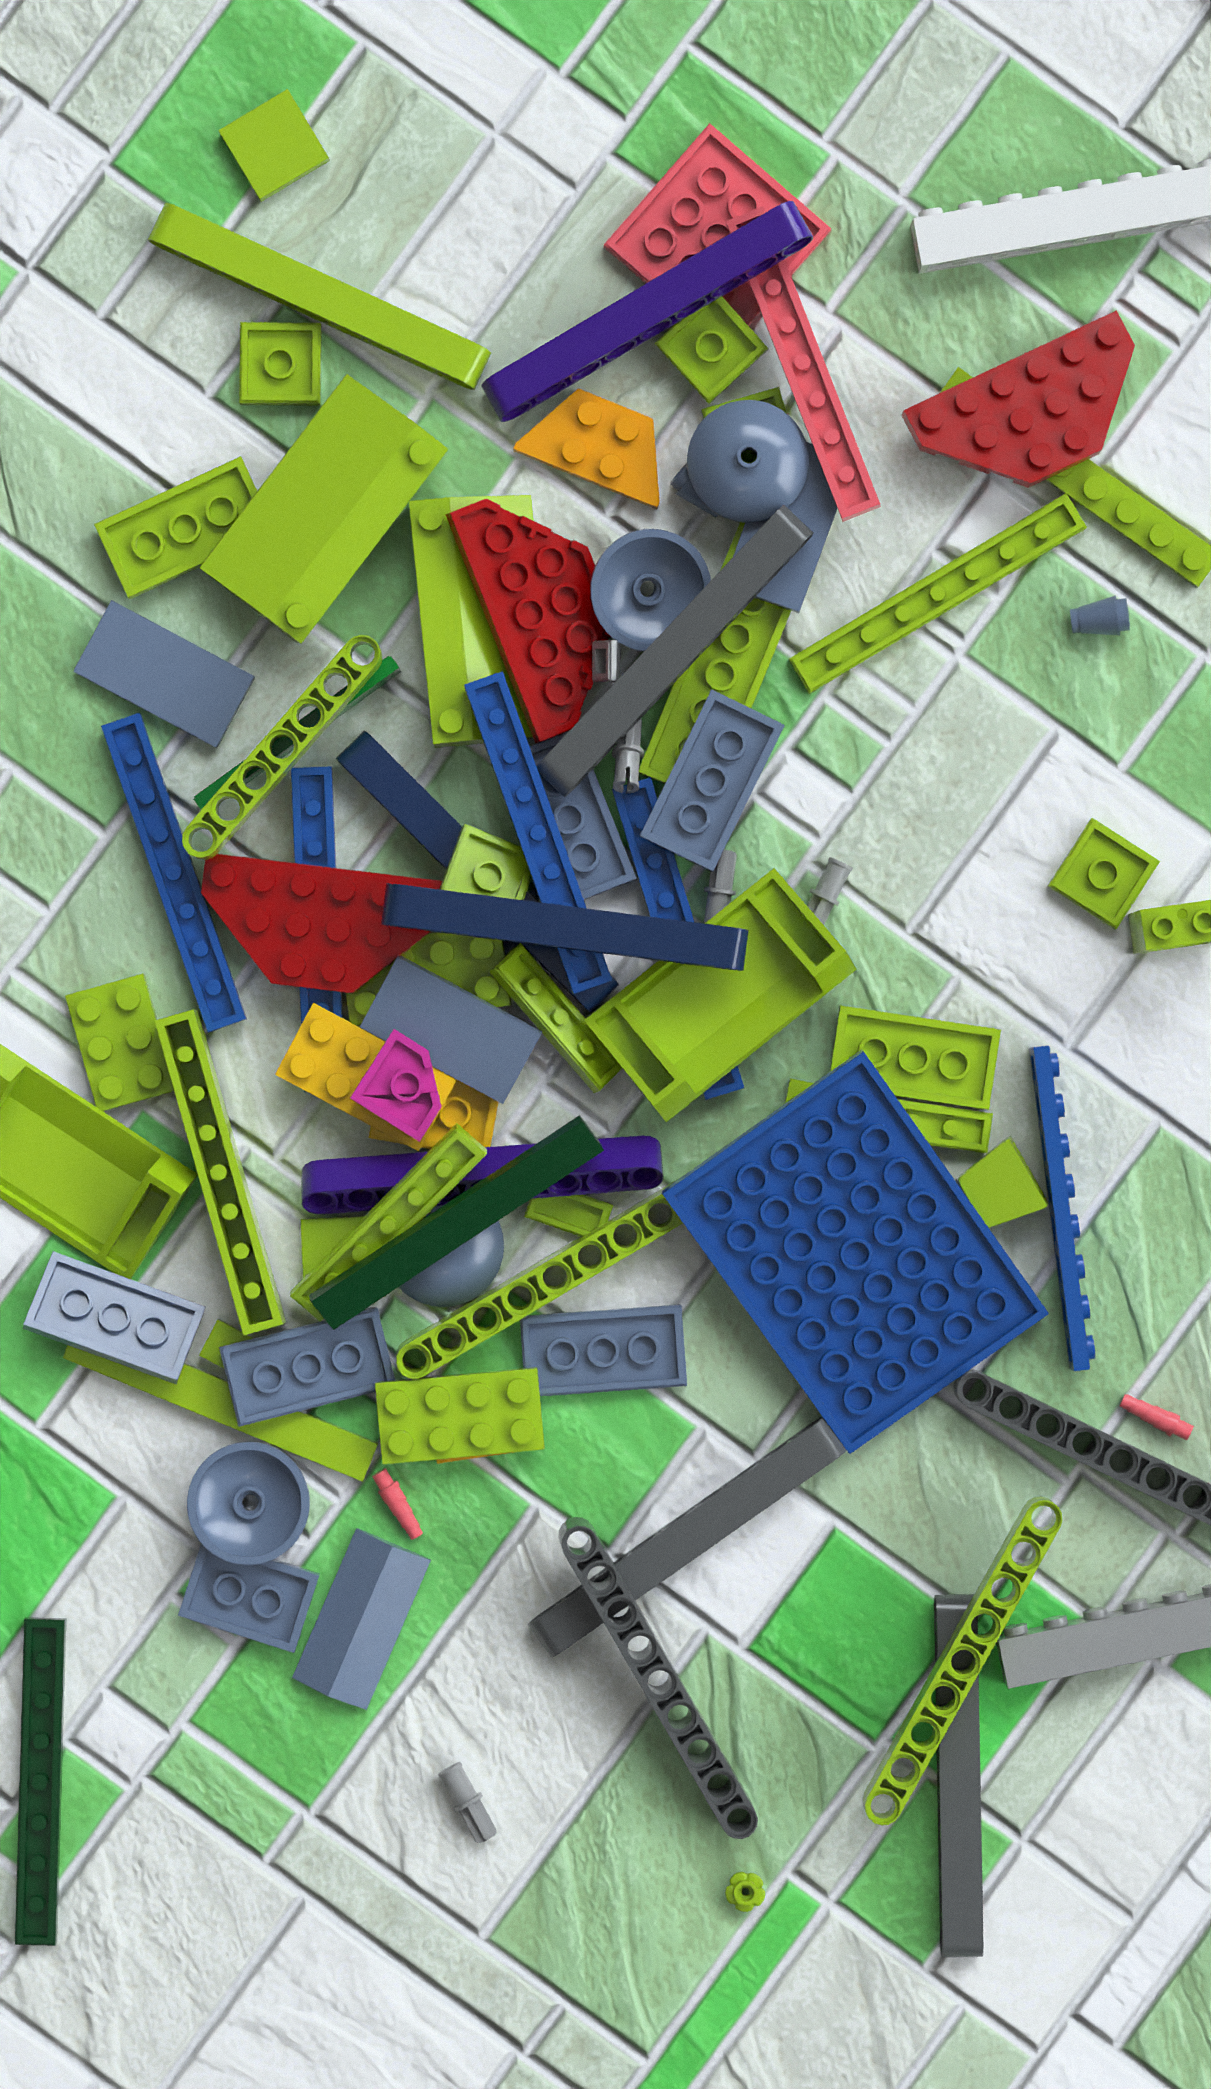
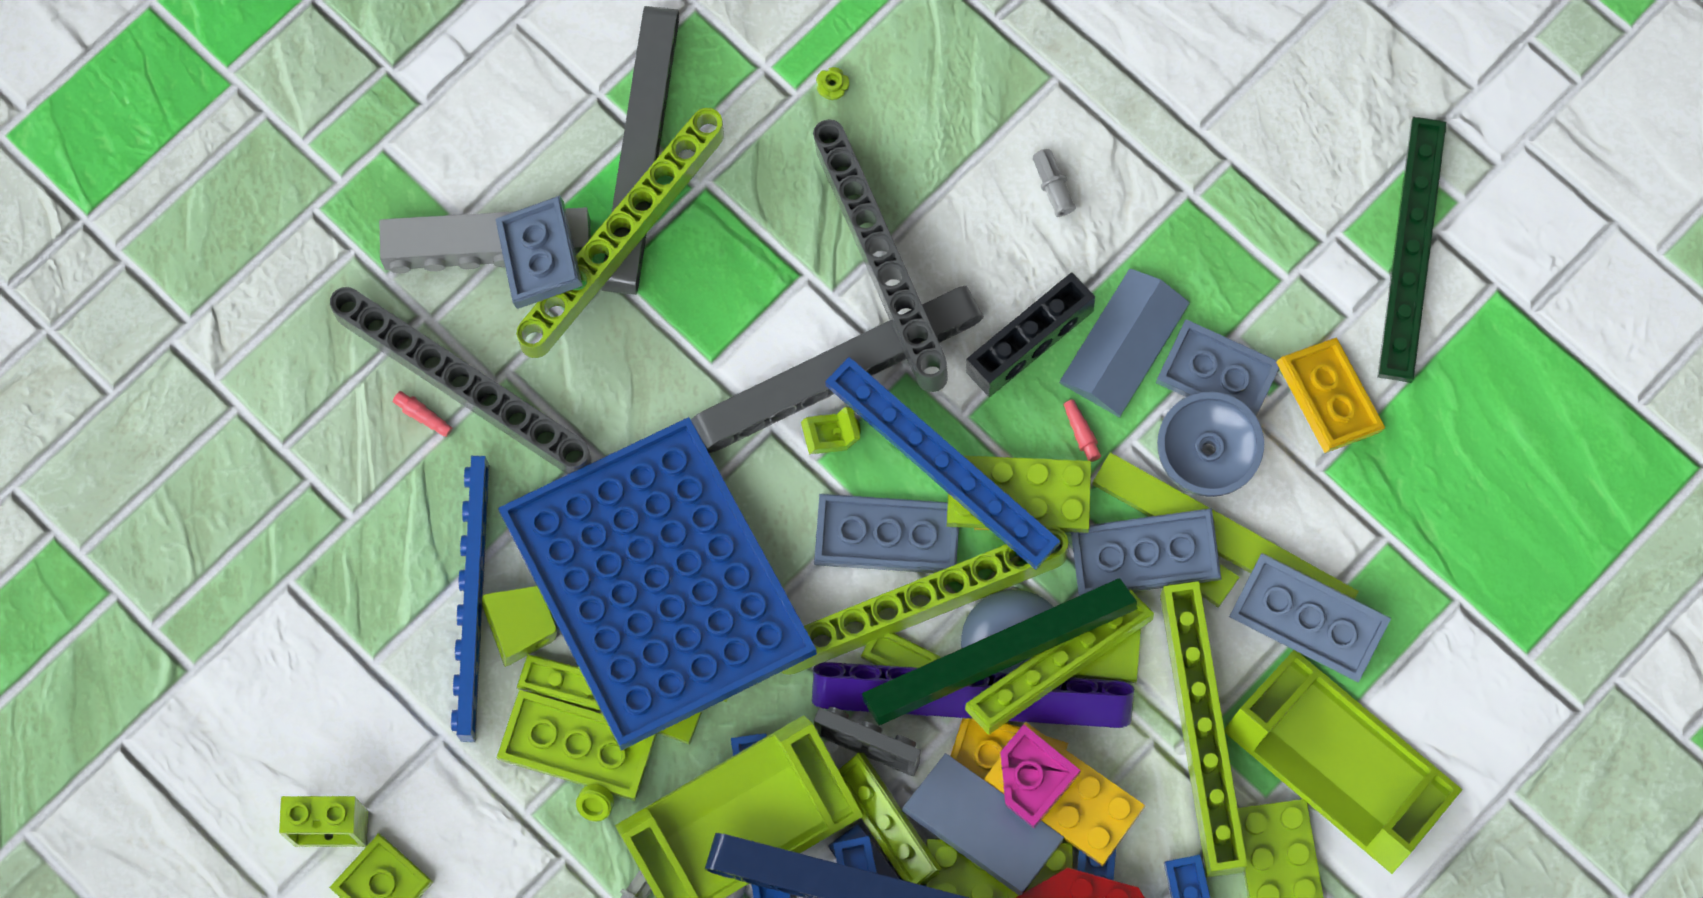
camera: 170 degrees left, 15 degrees down
(117, 1585) = (1330, 395): none -> yellow tile
(470, 1607) = (1030, 334): none -> black brick
(551, 1434) = (942, 463): none -> blue plate
(590, 1104) = (867, 739): none -> dark grey plate
(683, 1460) = (831, 431): none -> lime bracket
(883, 995) = (594, 802): none -> lime tile
(1053, 1618) = (538, 252): none -> sand blue tile

